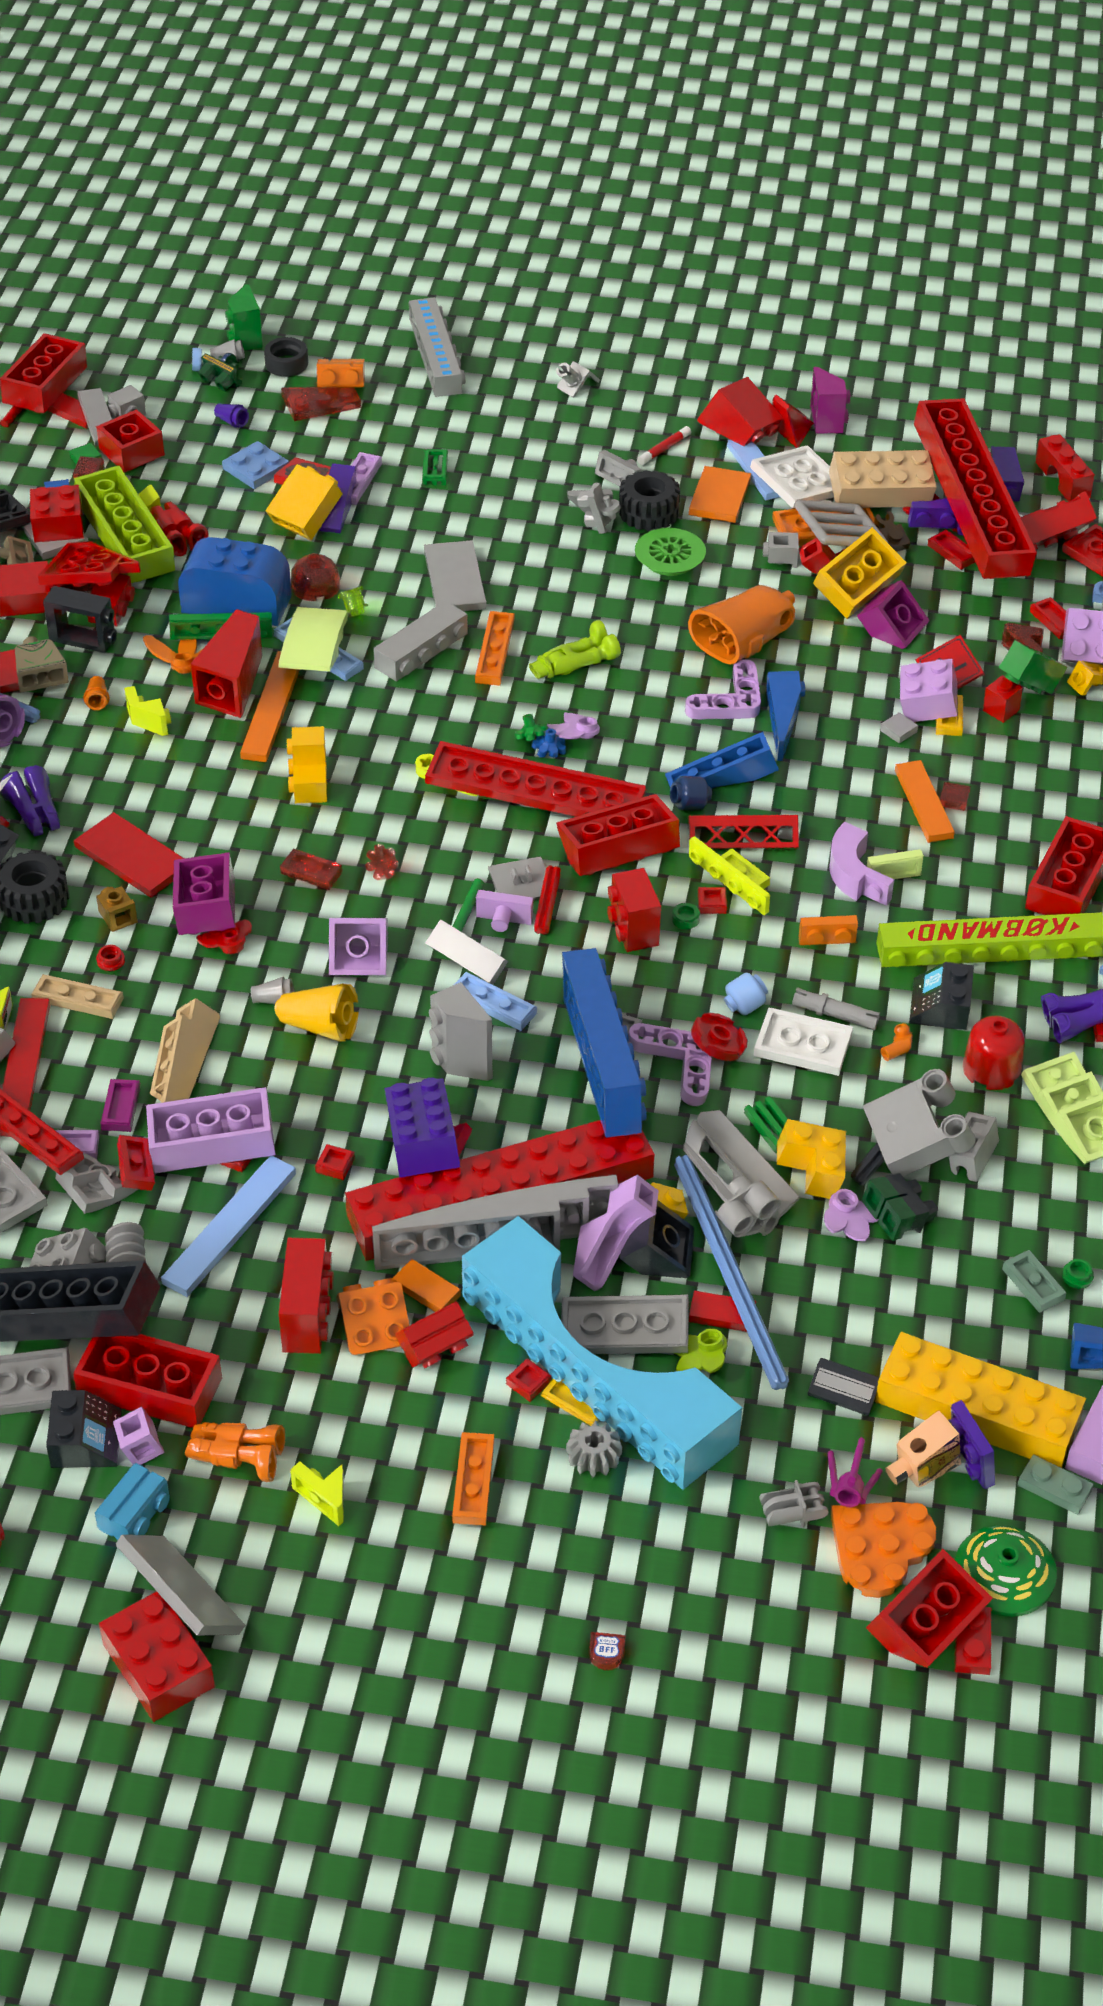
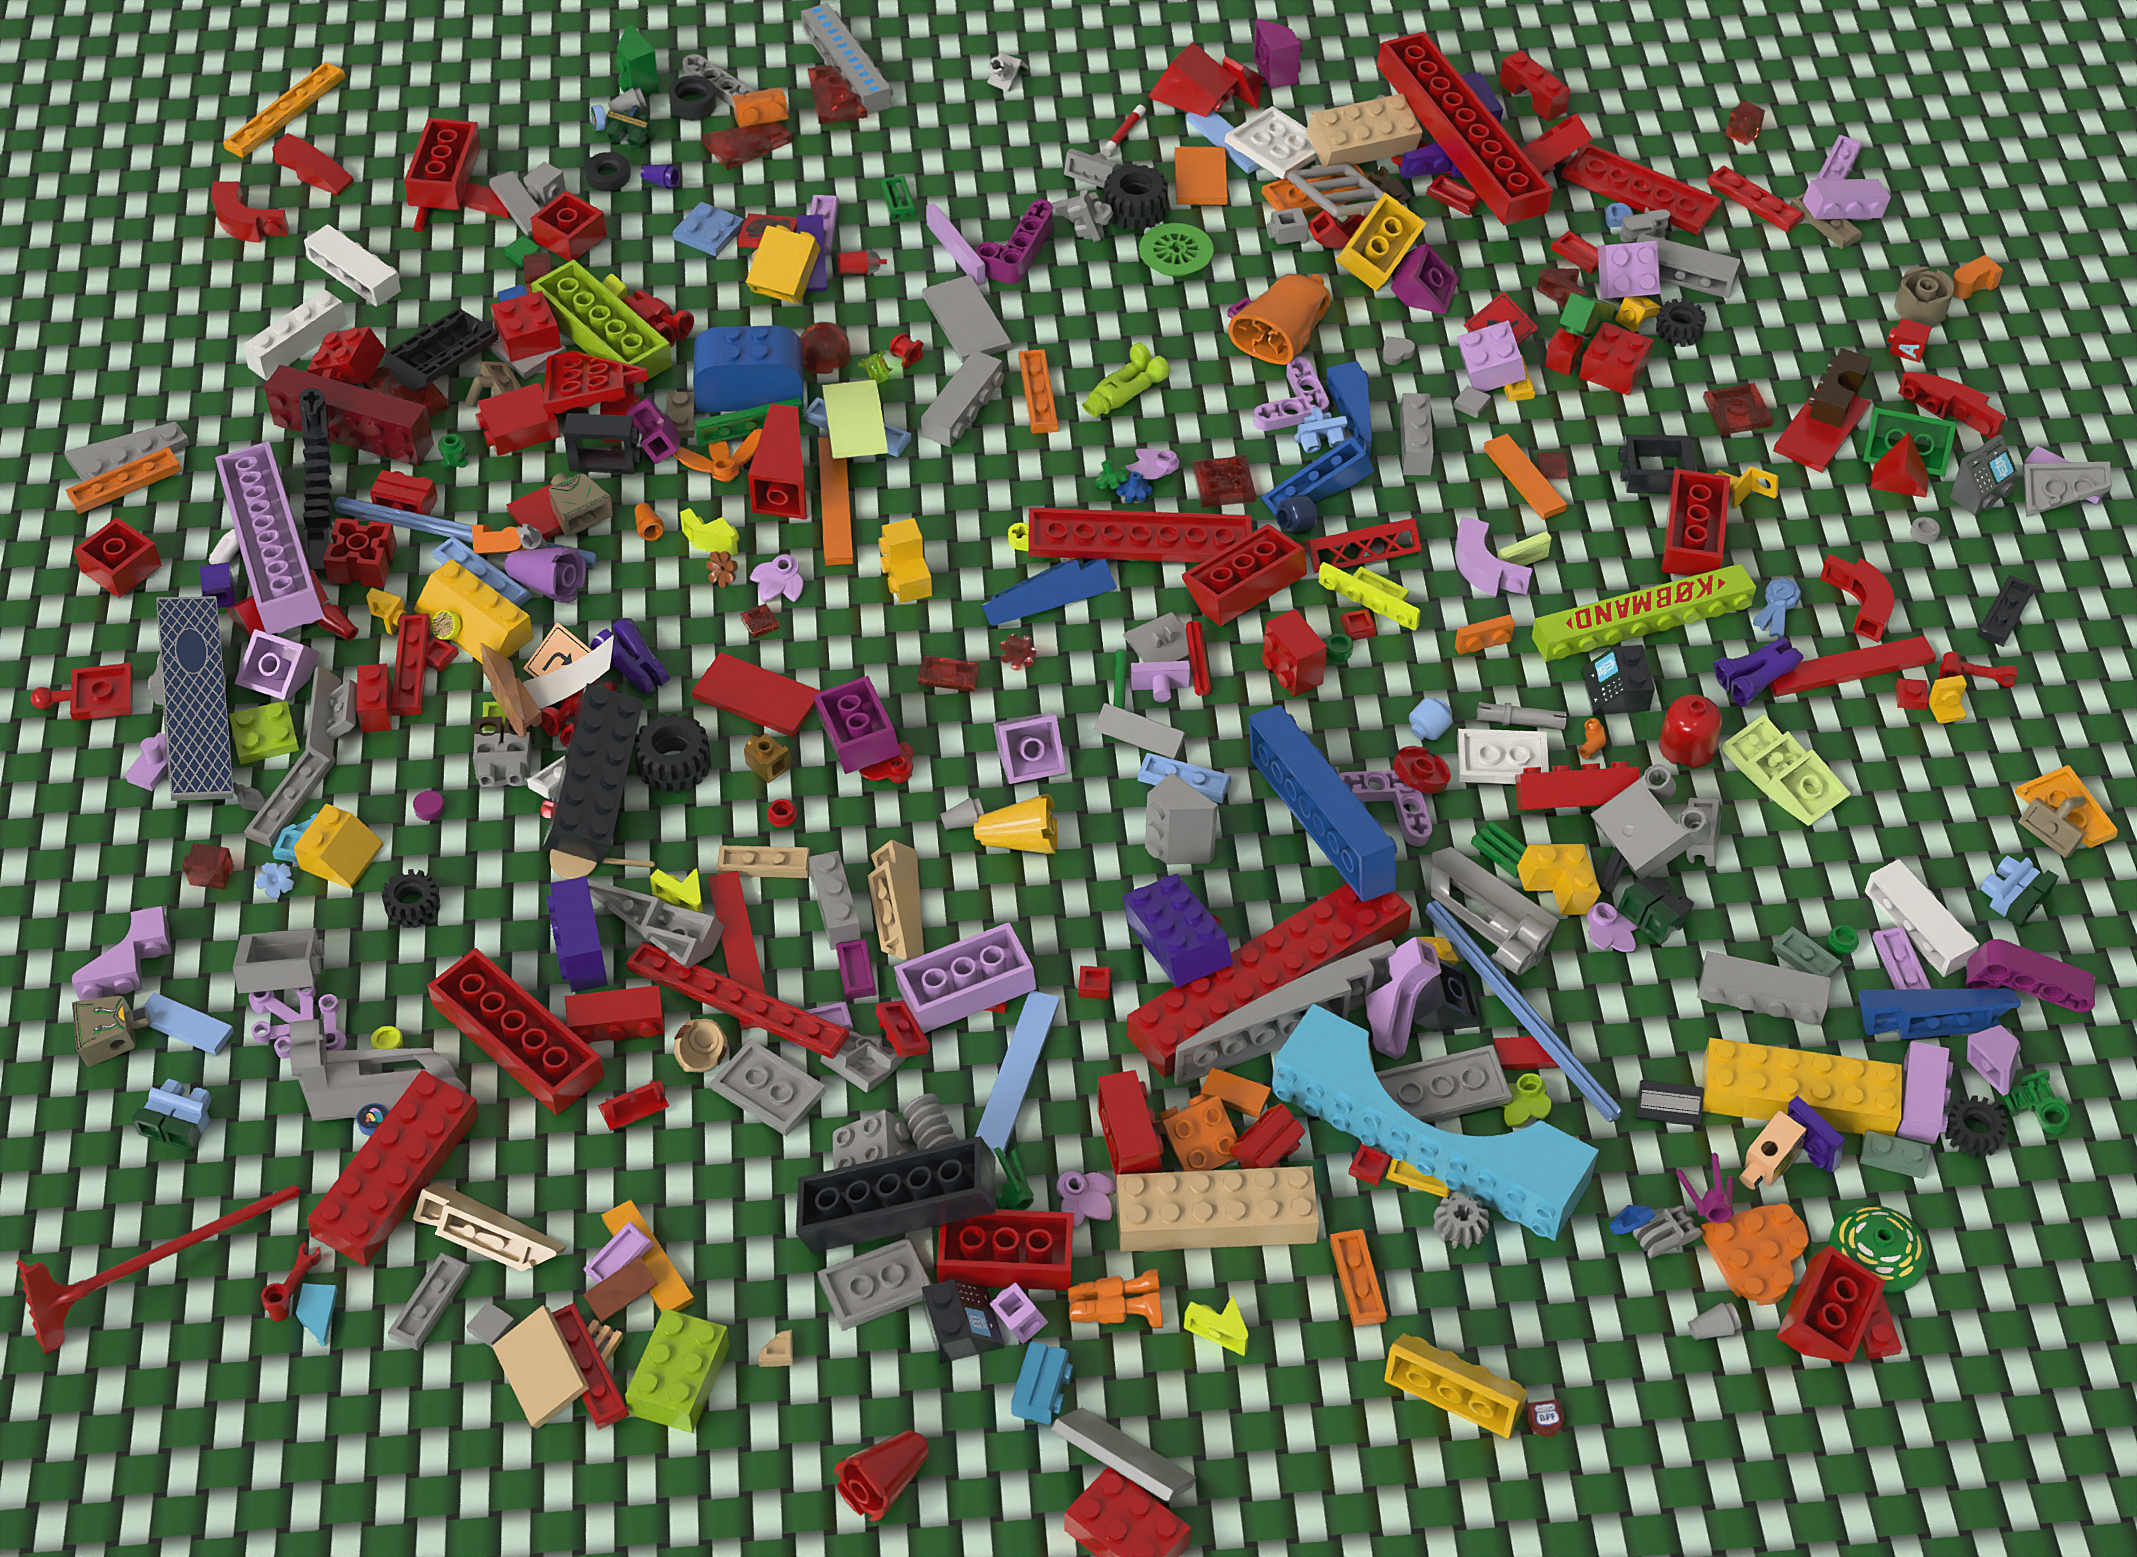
camera: 15 degrees left, 5 degrees up
(123, 1038) = (834, 898): none -> light grey brick
(135, 620) = (658, 431): none -> magenta brick
(145, 743) = (721, 568): none -> dark orange plant
(161, 793) = (759, 621): none -> clear red tile
(164, 605) = (682, 412): none -> dark tan plate
(180, 1330) = (1016, 1192): none -> green plant
(187, 413) = (607, 182): none -> black tyre
(190, 761) = (776, 580): none -> lavender plate
(249, 1351) = (1089, 1199): none -> lavender plate
(306, 334) = (699, 66): none -> light grey beam
(362, 1385) = (1216, 1208): none -> tan brick
(377, 513) = (859, 262): none -> red piece
(388, 592) = (906, 349): none -> red brick
(410, 375) = (832, 98): none -> clear red wing
(433, 815) = (1050, 589): none -> blue wedge
(469, 513) = (955, 244): none -> lavender tile
(526, 1596) = (1455, 1384): none -> yellow slope
(528, 526) = (1012, 261): none -> magenta beam
(635, 754) = (1223, 481): none -> clear red tile
(741, 723) = (1318, 427): none -> light blue hips
(762, 1484) = (1631, 1218): none -> blue tile
(809, 1600) = (1715, 1322): none -> light grey cone
(831, 744) = (1416, 434): none -> light grey brick
(844, 671) = (1397, 350): none -> light grey tile
(854, 1079) = (1572, 788): none -> red brick
(979, 1301) = (1764, 988): none -> light grey brick
(1051, 713) = (1616, 358): none -> red brick
(1055, 795) = (1653, 446): none -> black window

